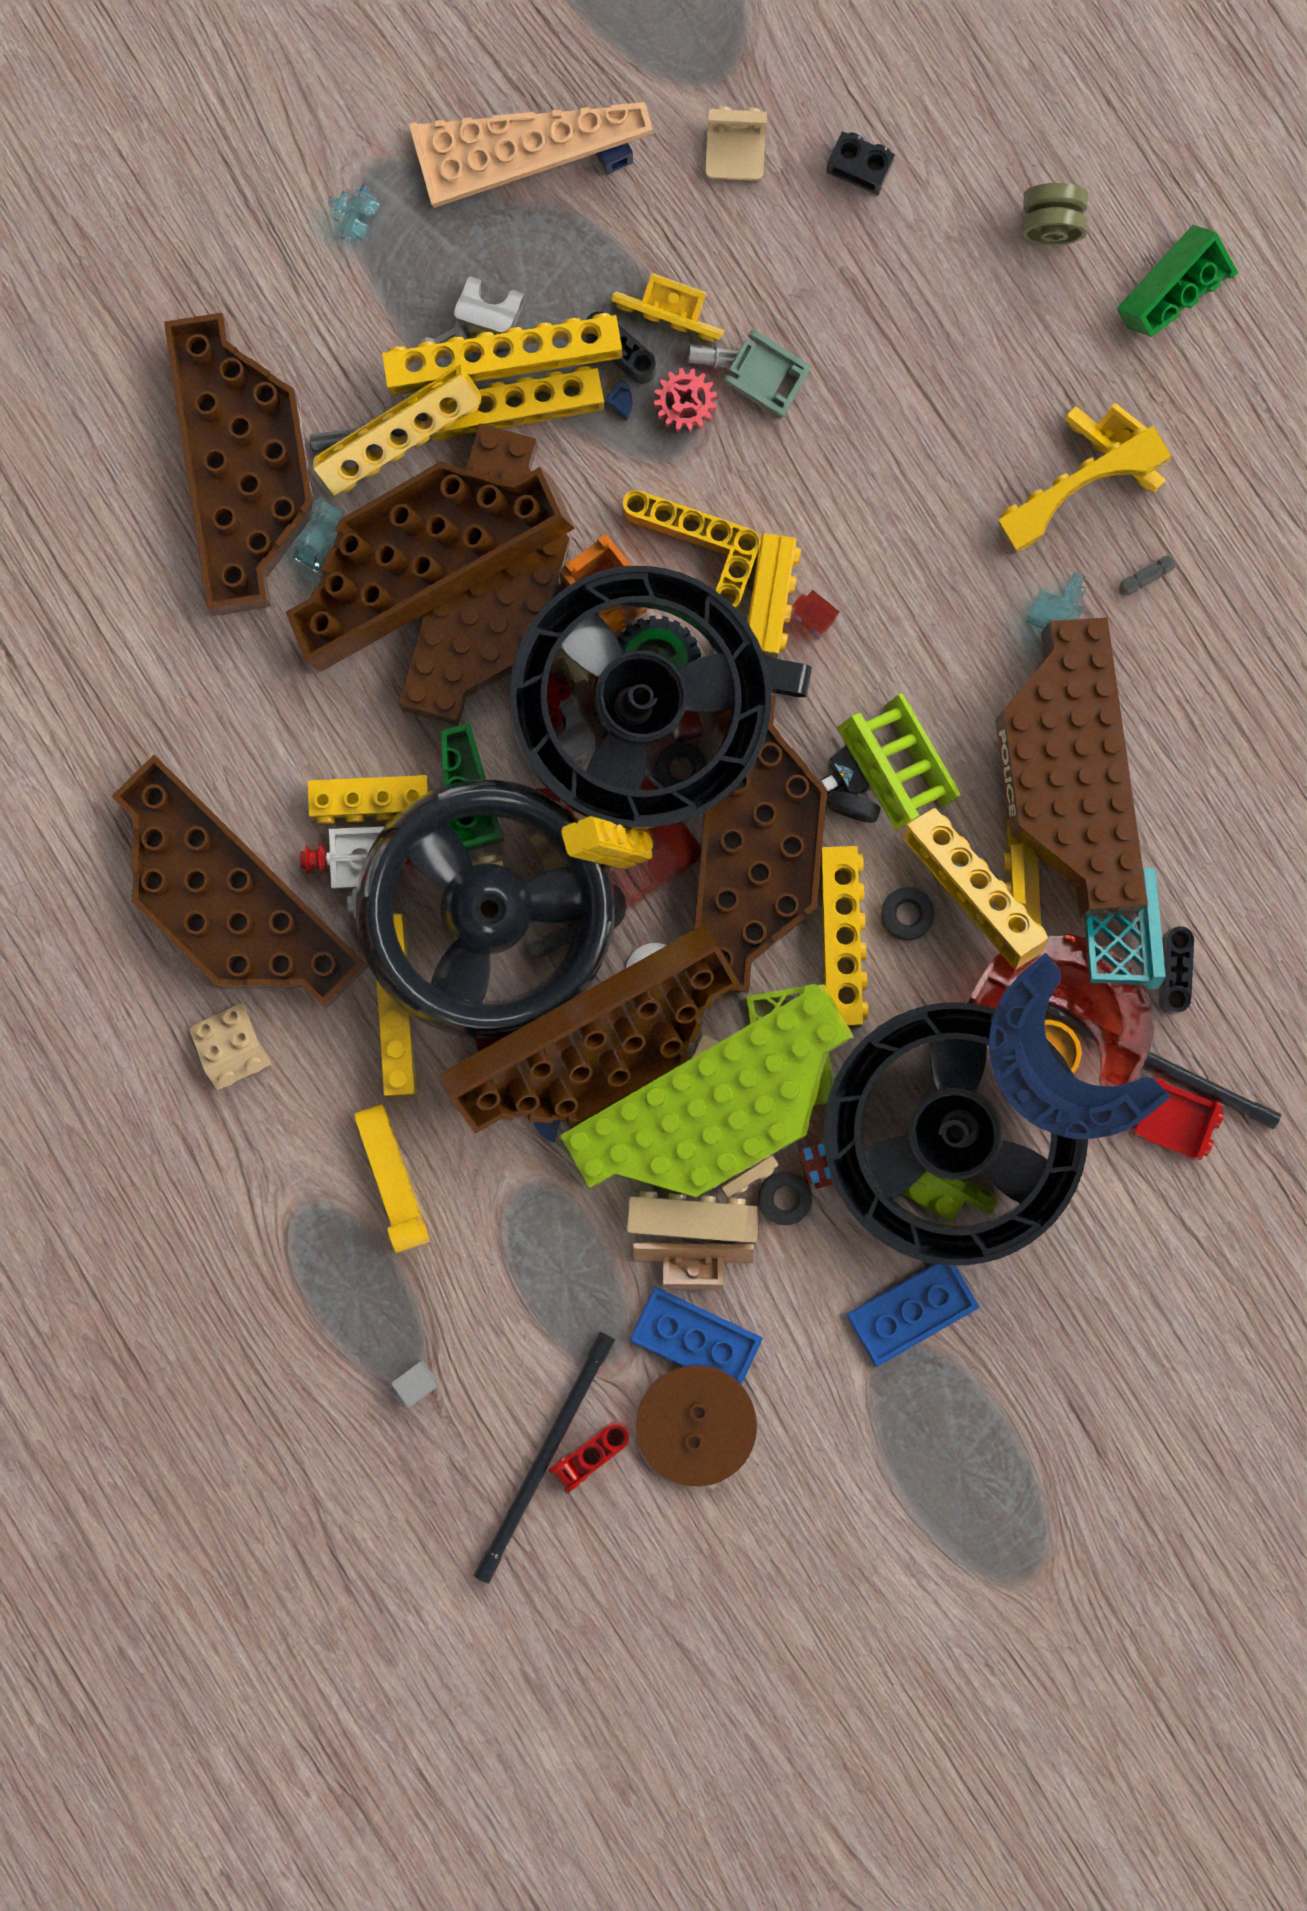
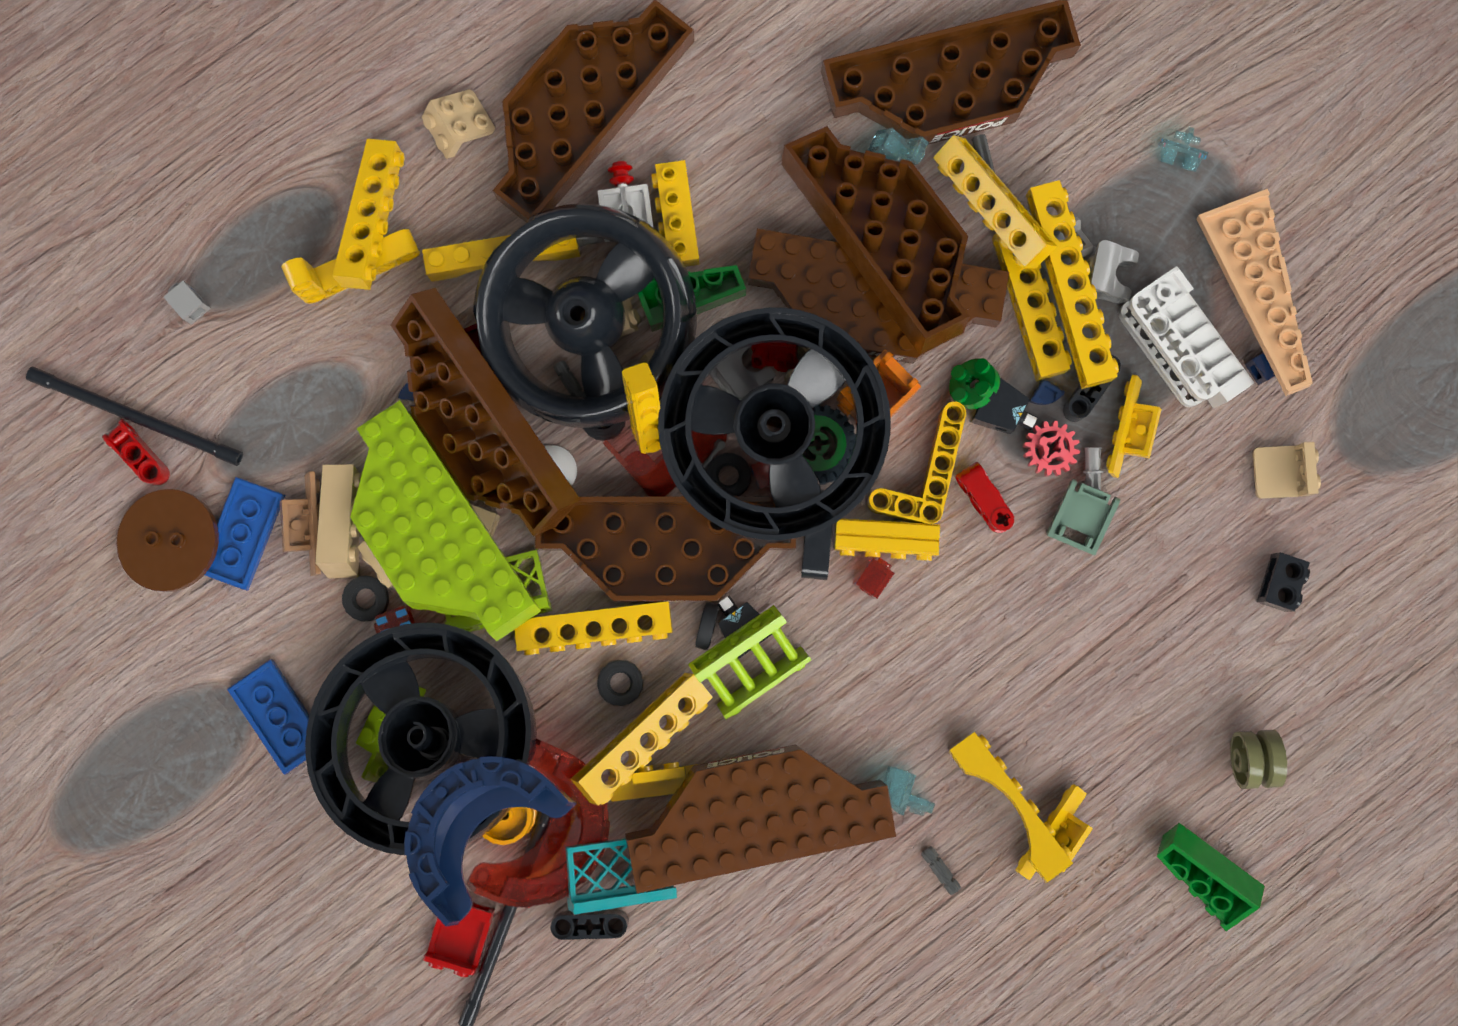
camera: 90 degrees right, 0 degrees up
(261, 1143) = (370, 178): none -> yellow brick
(579, 237) = (1185, 342): none -> white piece
(588, 484) = (965, 374): none -> green plate
(633, 449) = (1005, 410): none -> black torso
(734, 480) = (985, 497): none -> red piece

